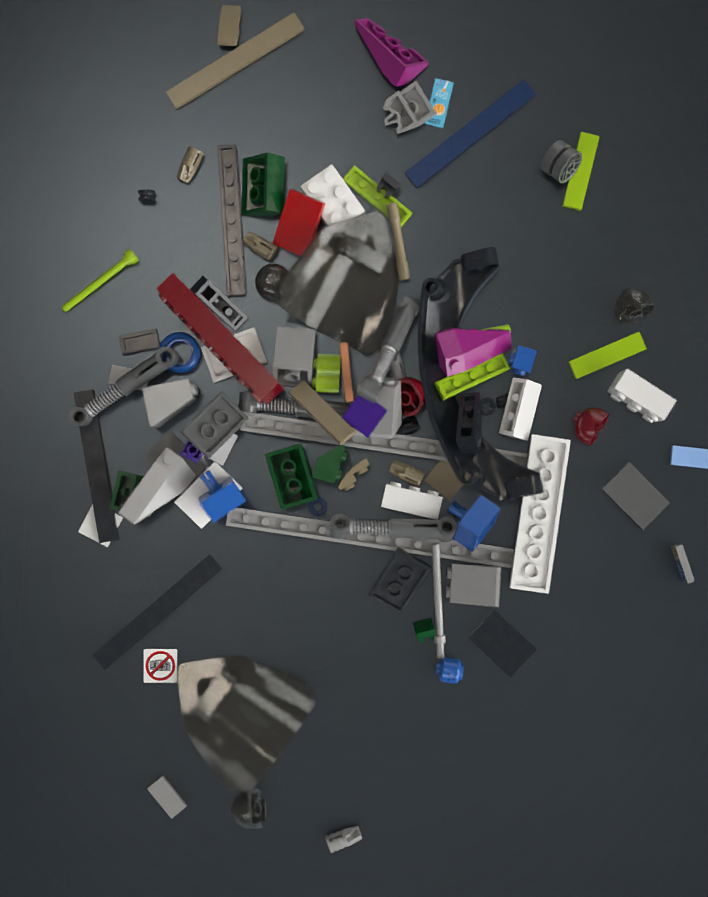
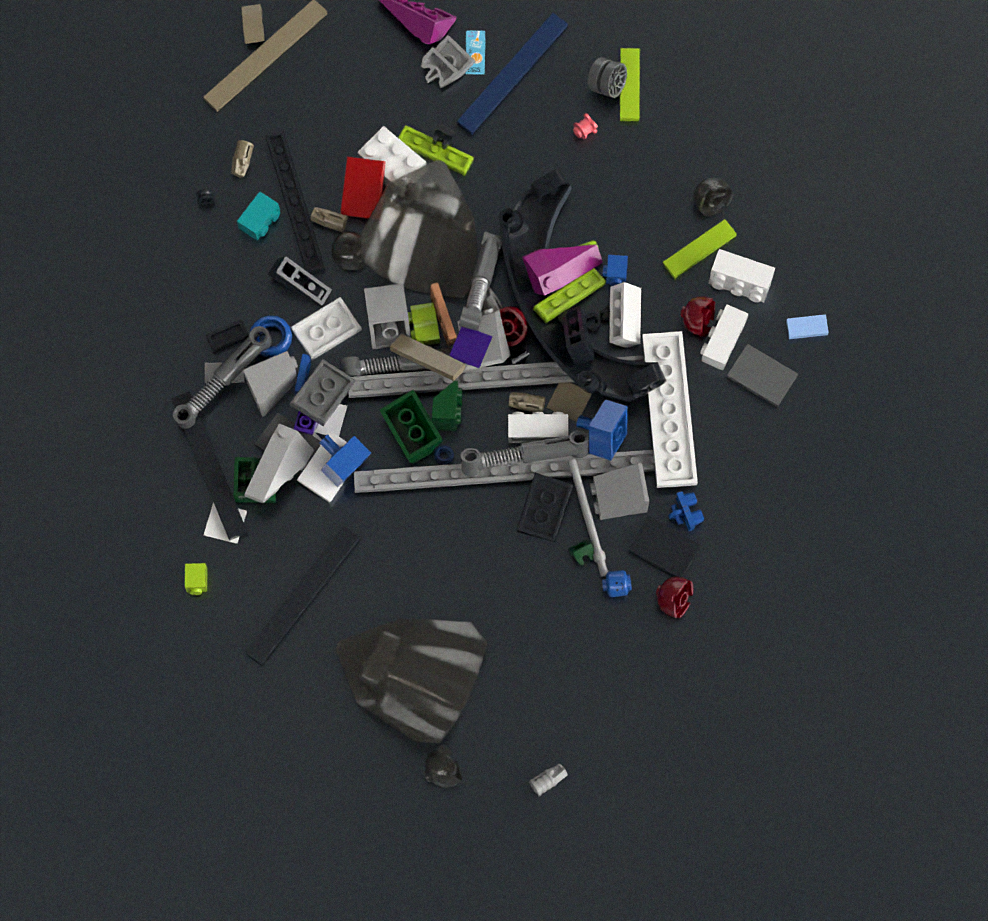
camera: 15 degrees left, 15 degrees down
(61, 575) = (196, 578): none -> lime brick
(128, 259) = (199, 258): lime piece -> none
(160, 665) = (317, 649): sticker -> none
(167, 796) = (354, 779): light grey tile -> none
(193, 228) = (259, 216): none -> teal brick
(201, 398) = (303, 372): none -> blue tile
(216, 335) = (310, 310): dark red brick -> none
(263, 185) = (319, 162): dark green slope -> none
(349, 479) = (470, 419): dark tan slope -> none
(394, 219) = (457, 166): dark tan piece -> none
(499, 695) = (673, 596): none -> dark red cylinder
(527, 206) = (584, 127): none -> coral brick
(533, 622) = (684, 502): none -> blue hips
(609, 450) = (723, 336): none -> white brick
(682, 563) = (825, 428): light grey tile -> none

